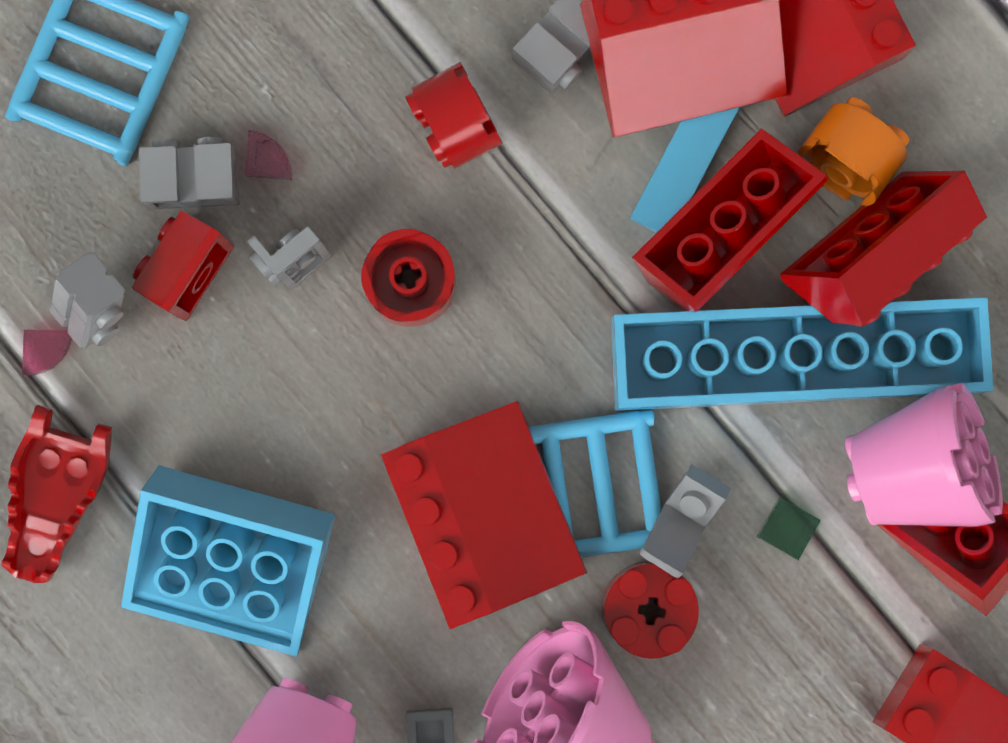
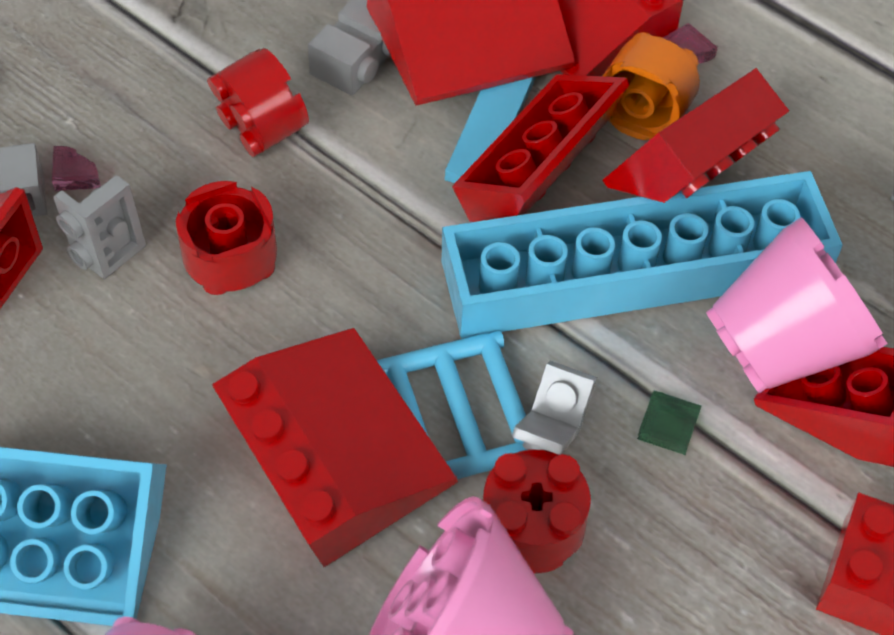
camera: 10 degrees left, 30 degrees down
(910, 81) = (692, 39): none -> clear pink tile

